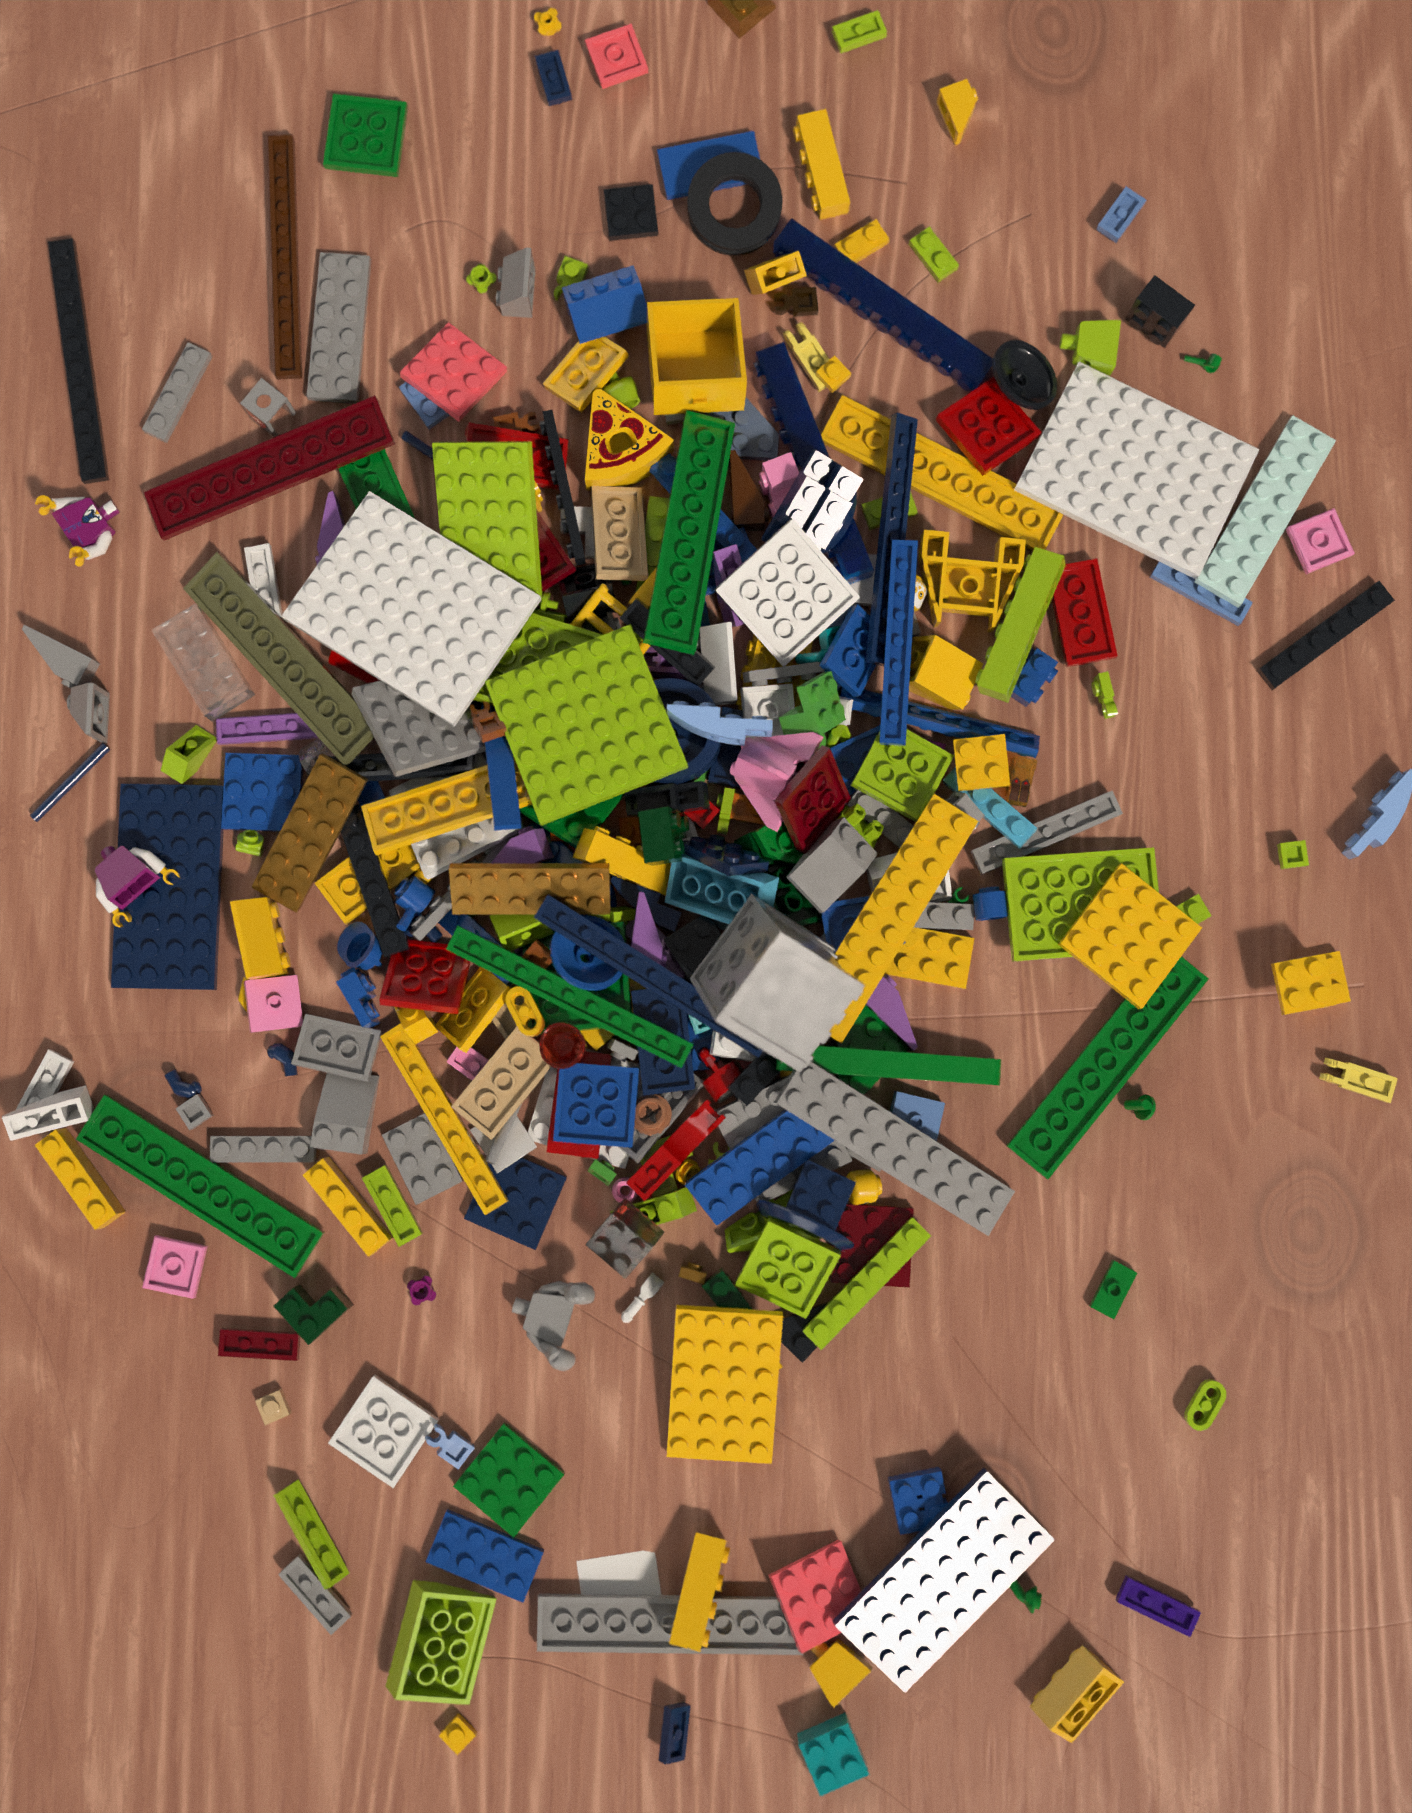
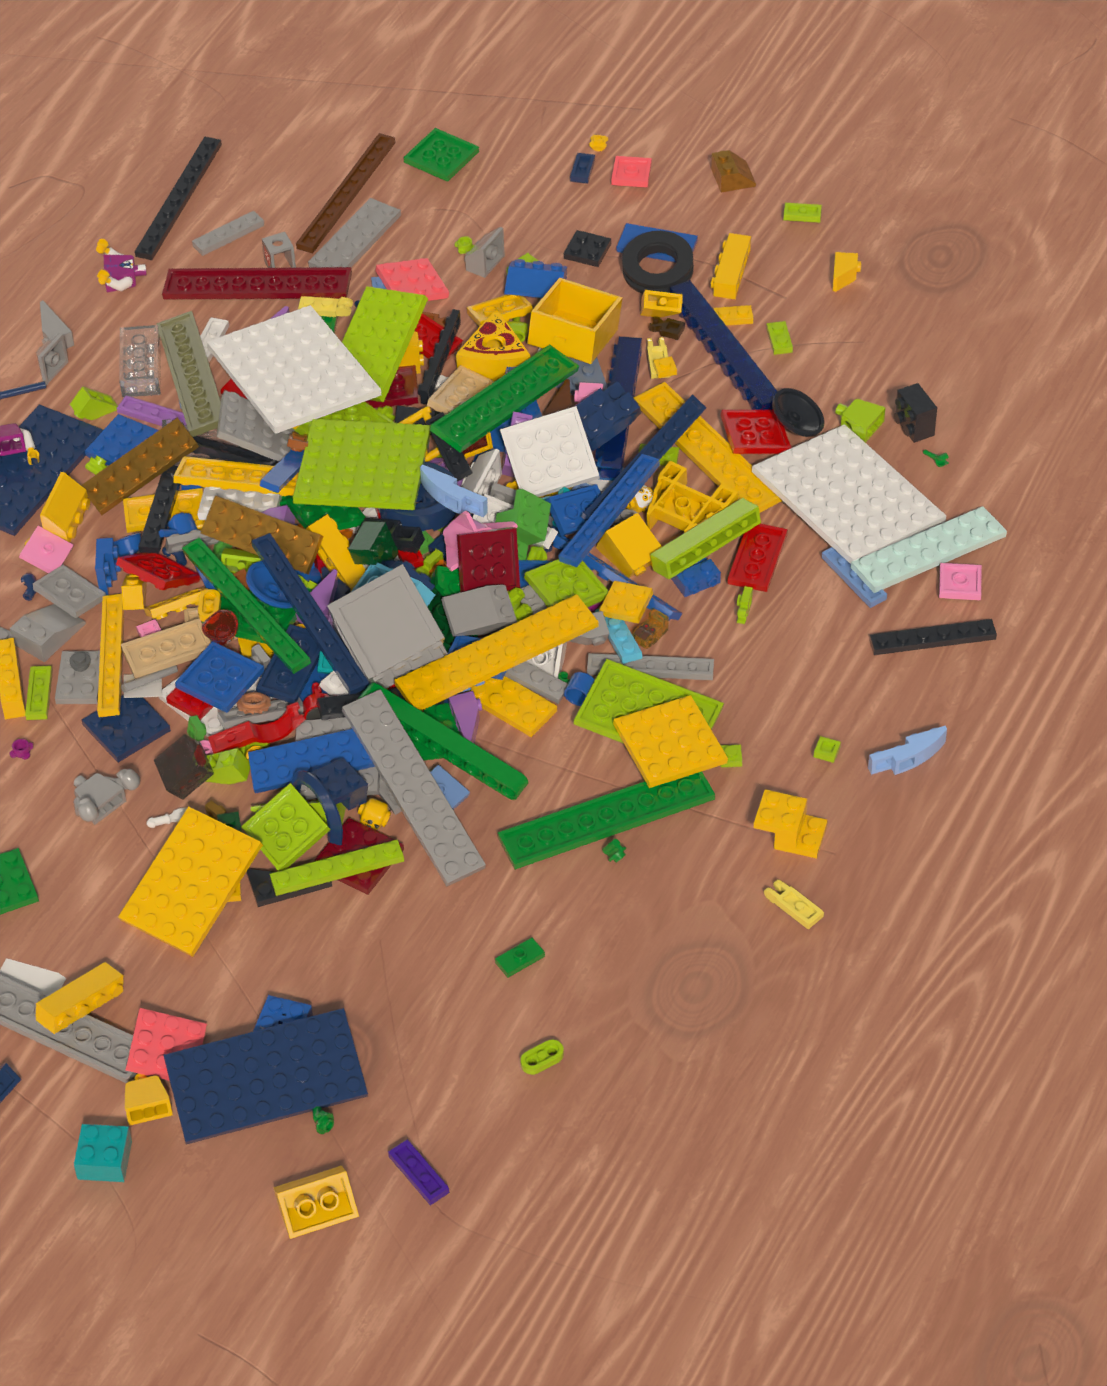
camera: 30 degrees right, 35 degrees down
(374, 468) = (328, 306): none -> light yellow hinge
(416, 1148) = (80, 661): none -> dark grey plate
(1121, 214) = (924, 360): medium blue plate -> none

